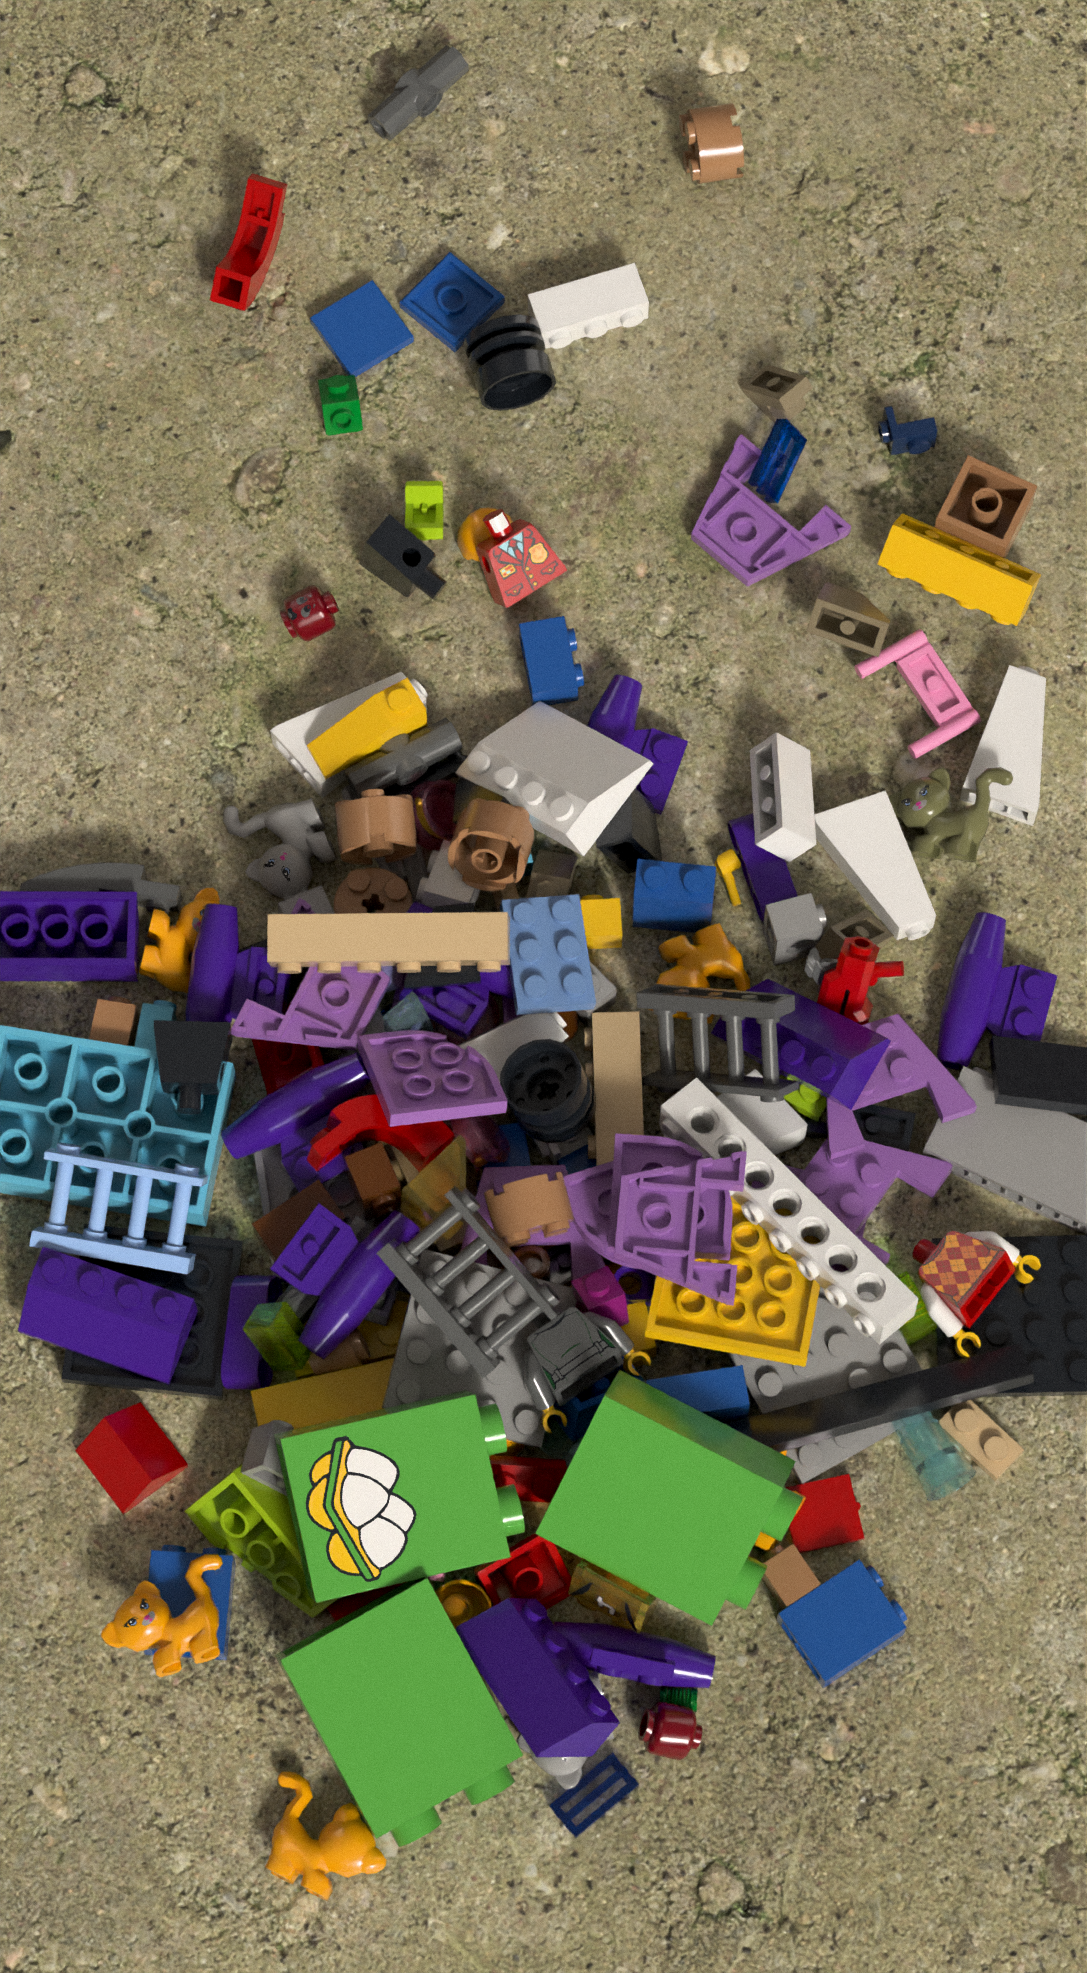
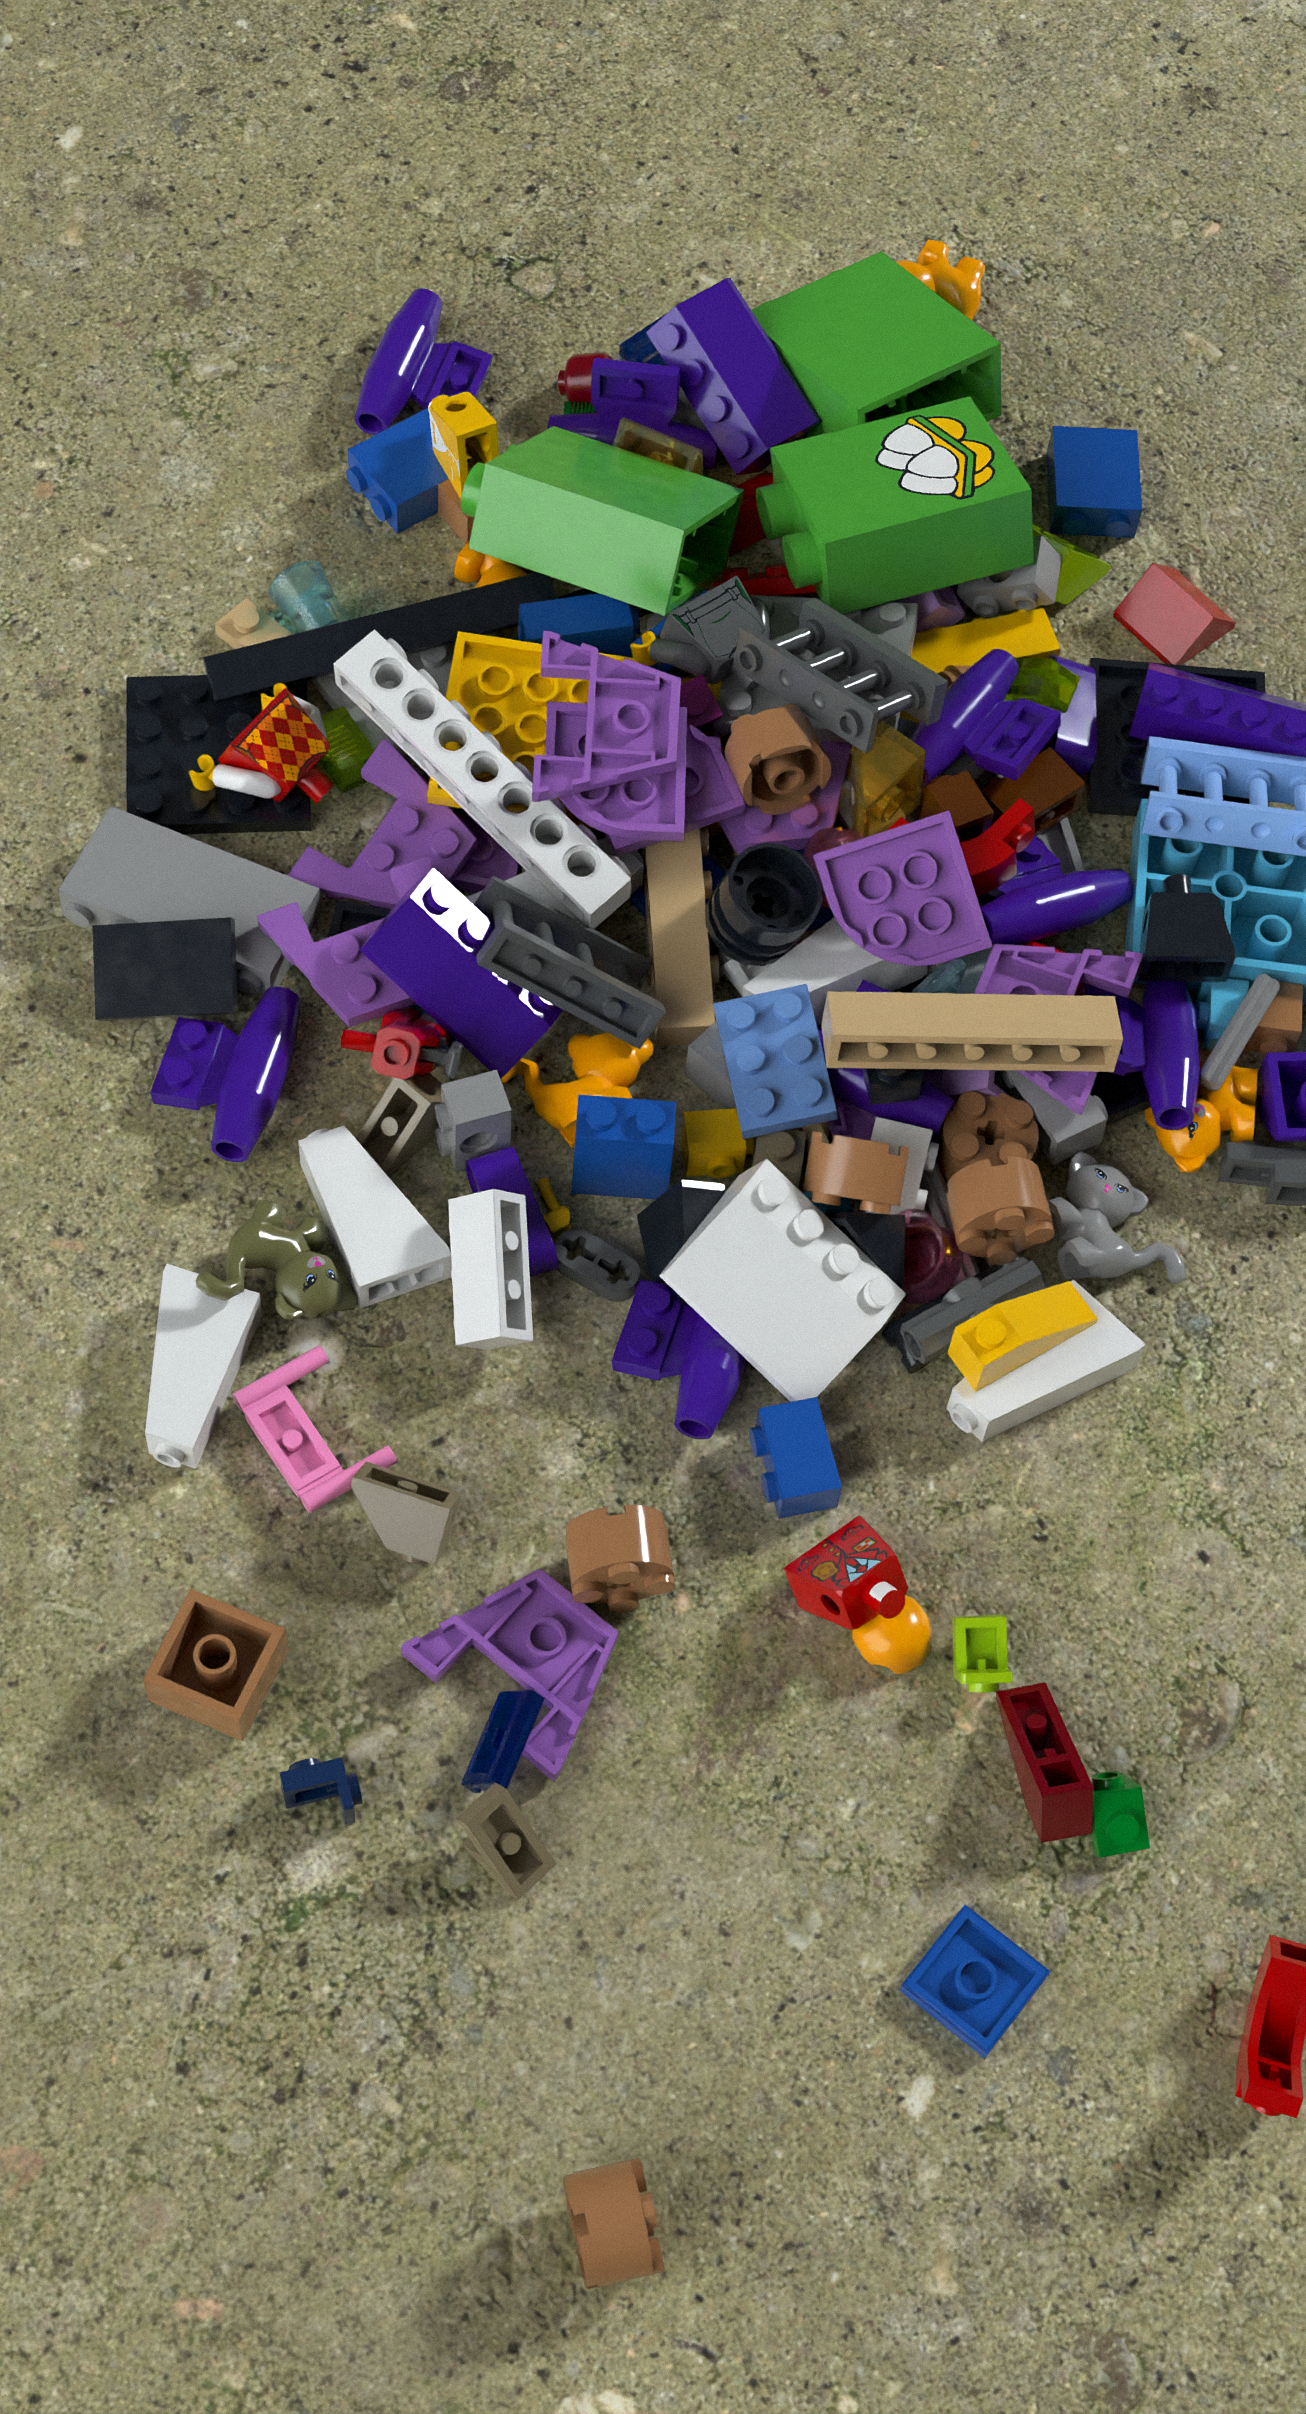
camera: 170 degrees right, 10 degrees down
(147, 1622) = (1135, 431): light orange animal -> none
(152, 990) = (1238, 1032): none -> light grey axle
(309, 613) = (1116, 1512): dark red head -> none
(362, 329) = (1098, 1931): blue tile -> none
(386, 438) = (1046, 1763): none -> dark red slope
(401, 560) = (1006, 1576): black torso -> none
(418, 92) = (1063, 2319): dark grey piece -> none
(509, 362) = (889, 1862): black wheel -> none
(589, 306) = (779, 1965): white brick -> none
(689, 575) = (619, 1557): none -> medium nougat brick
(702, 821) = (598, 1261): none -> dark grey beam
(787, 1592) = (458, 430): none -> yellow torso
(827, 1515) = (428, 571): red piece -> none
(840, 1746) = (415, 366): none -> dark purple plate
(958, 570) = (307, 1602): yellow brick -> none

